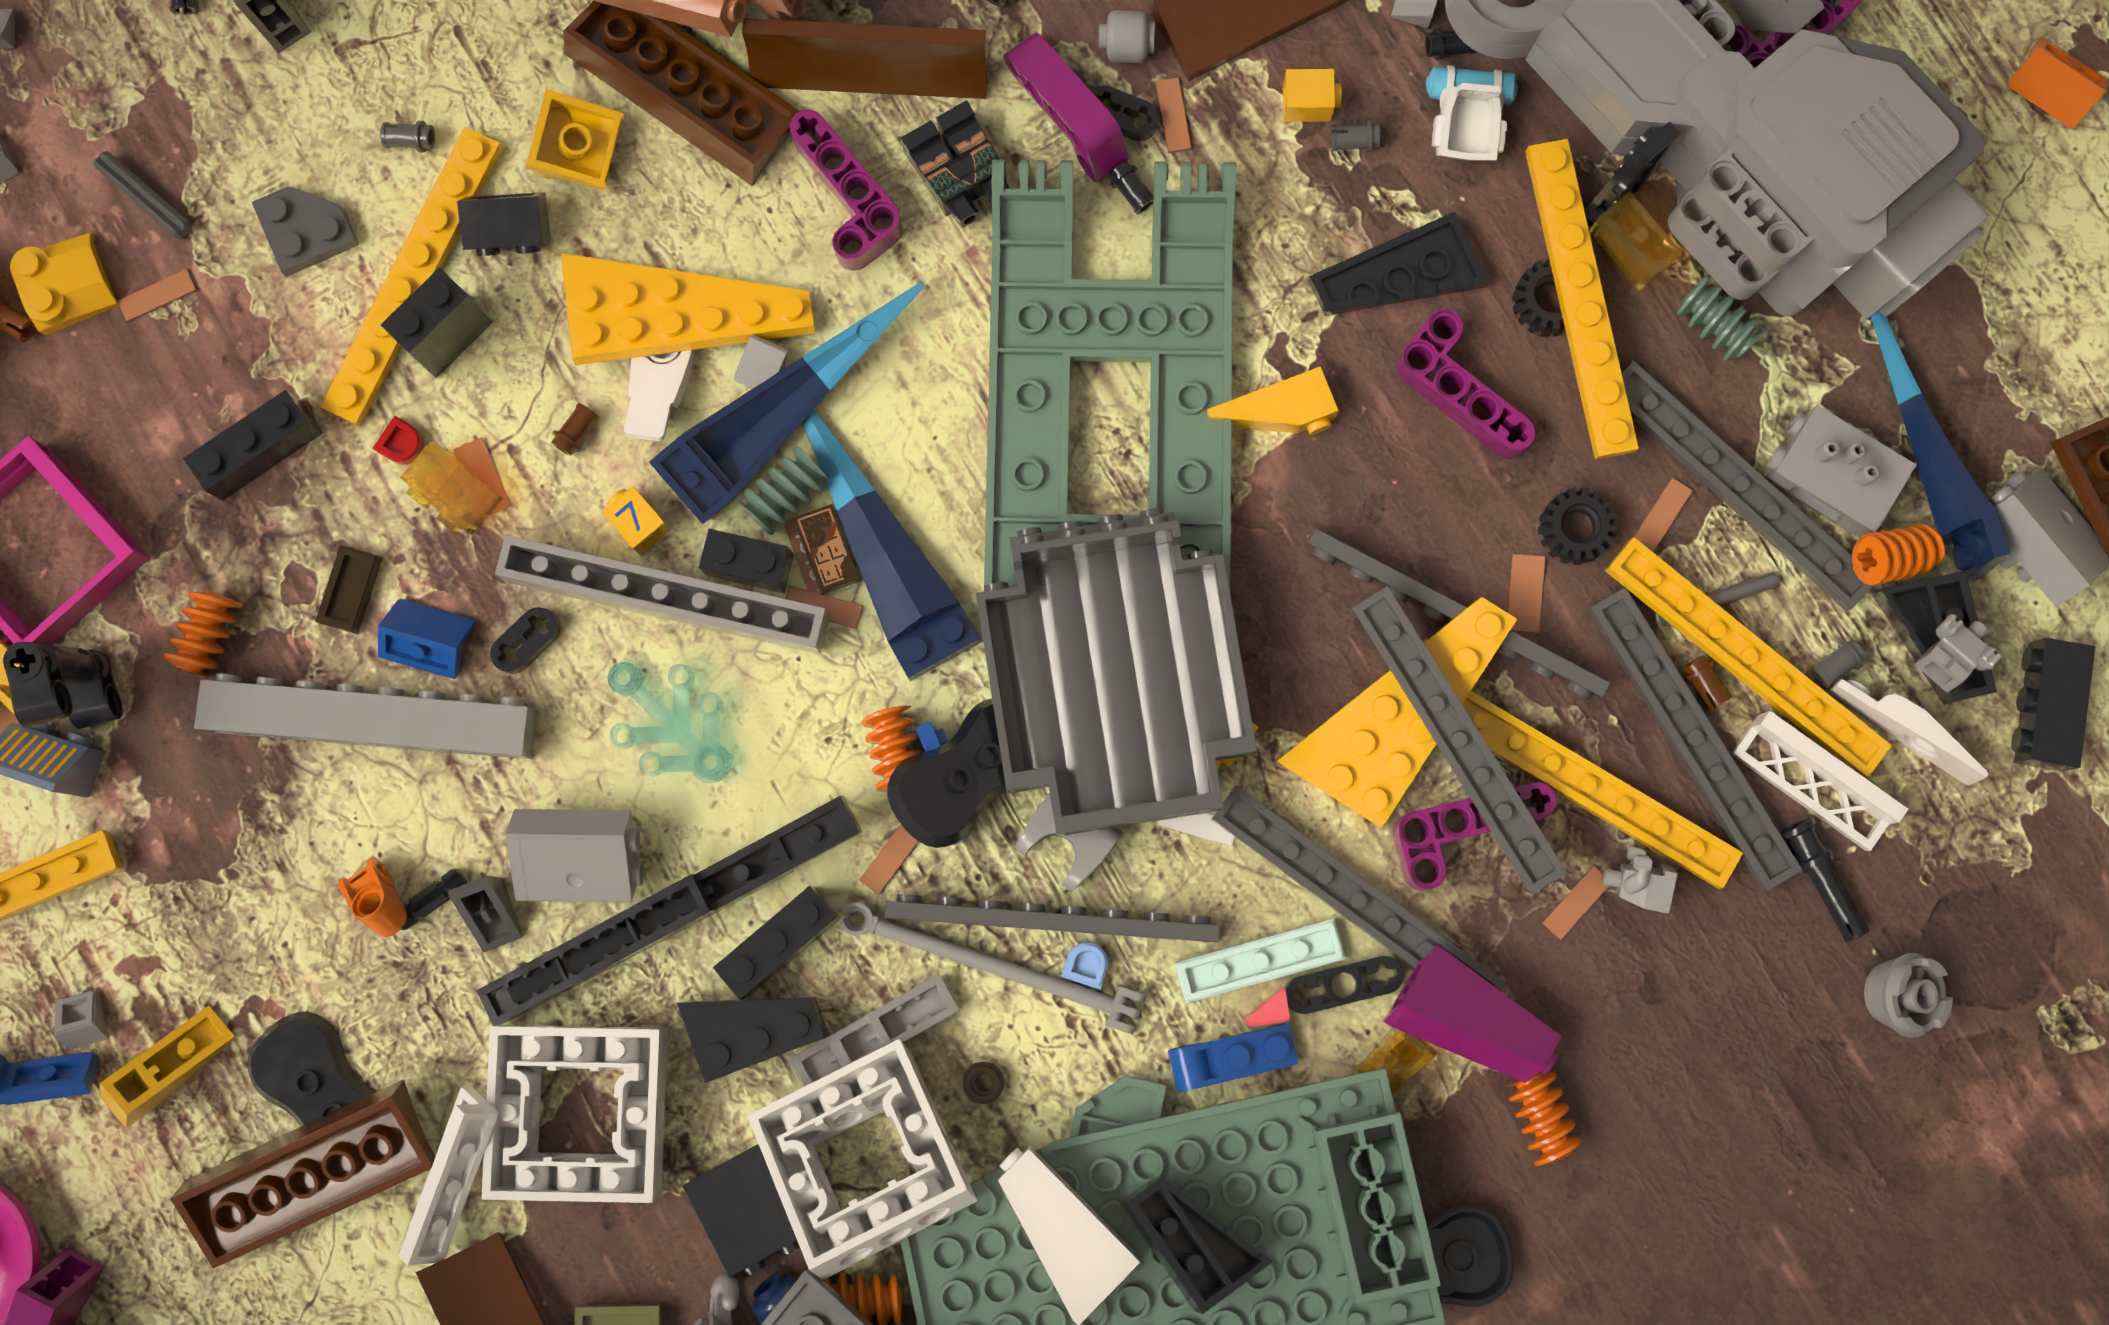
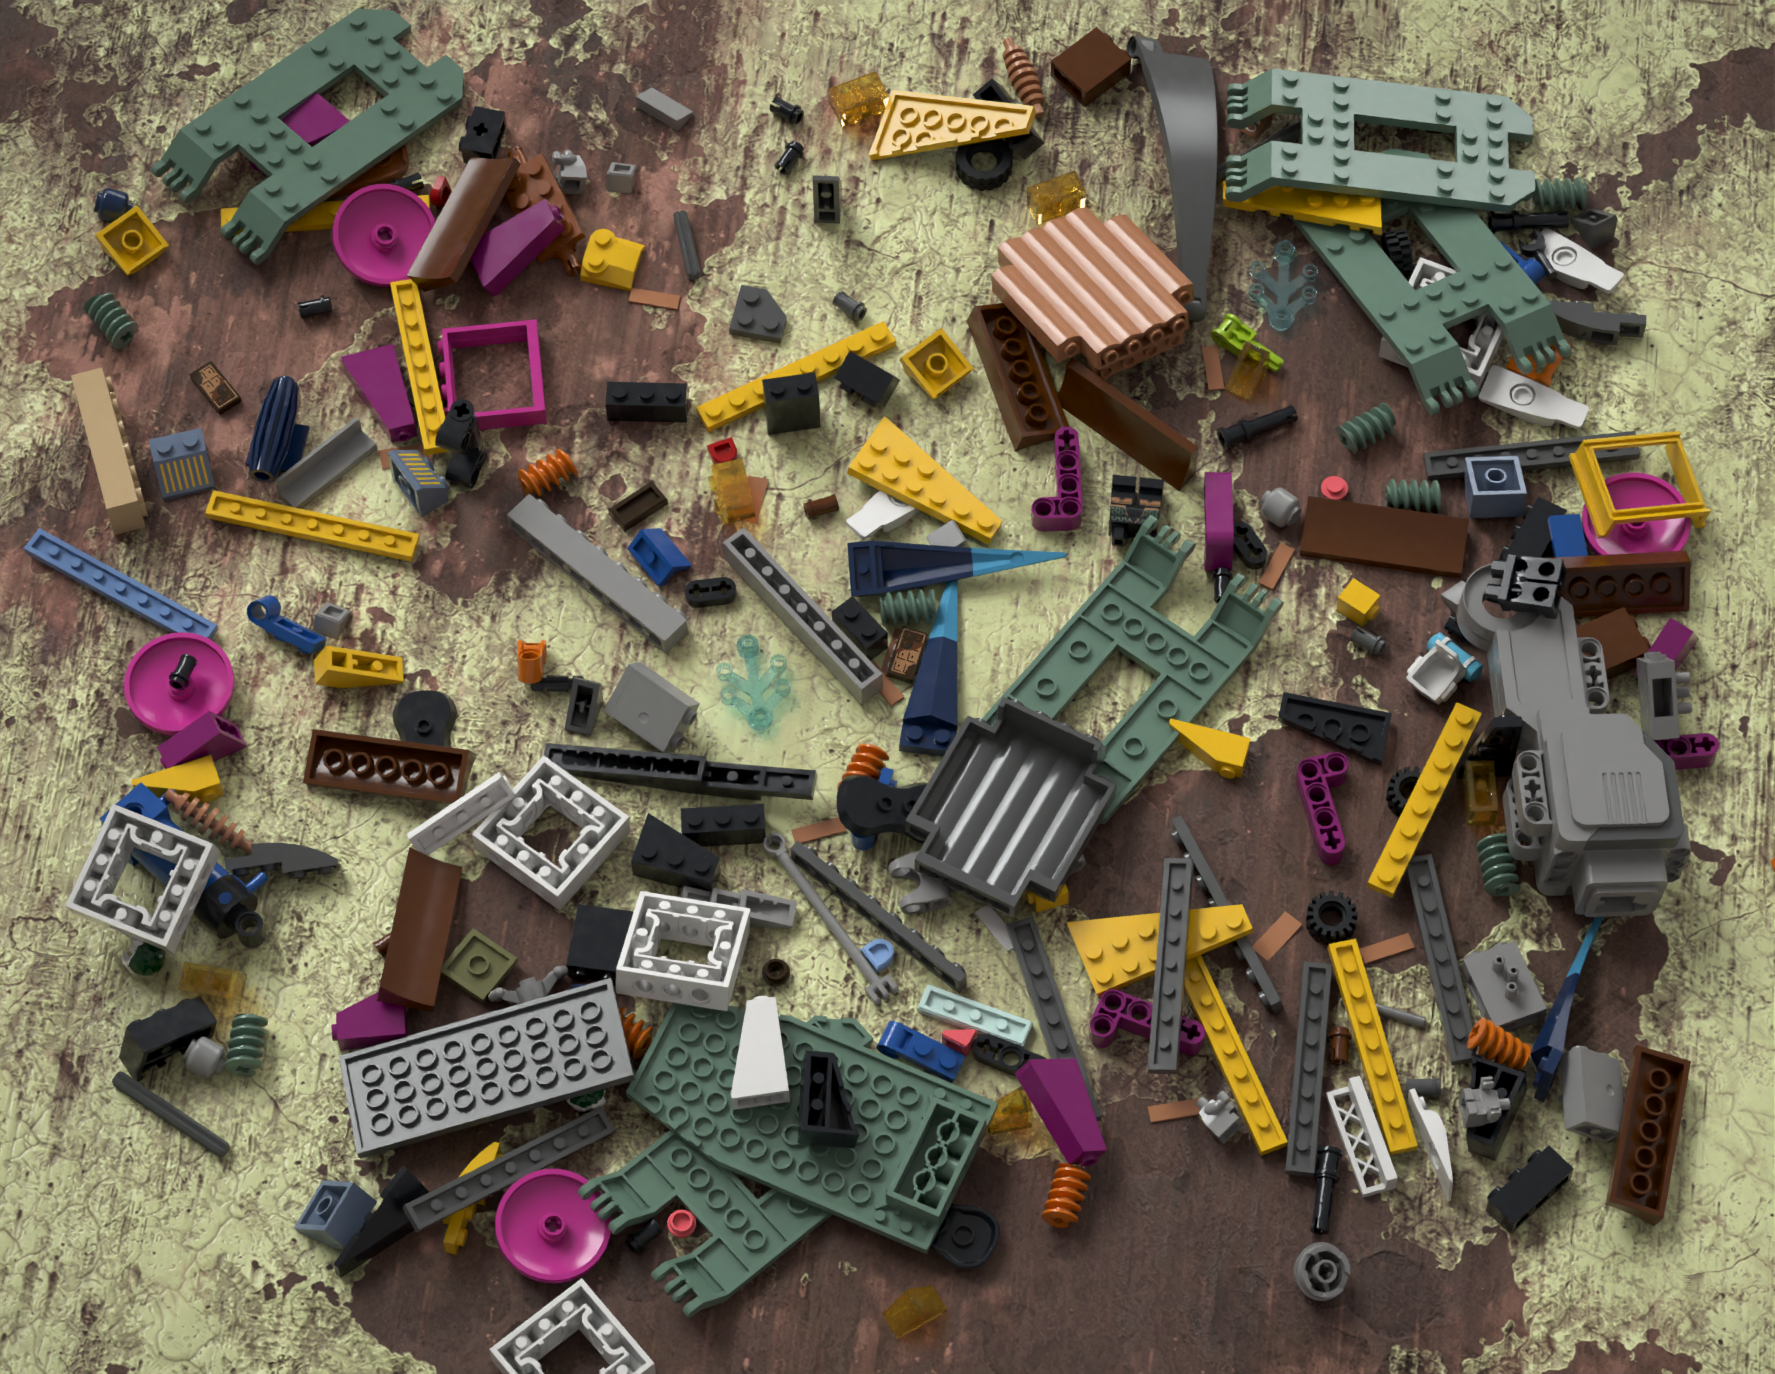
camera: 35 degrees right, 20 degrees down
(635, 519) = (817, 571): yellow brick -> none

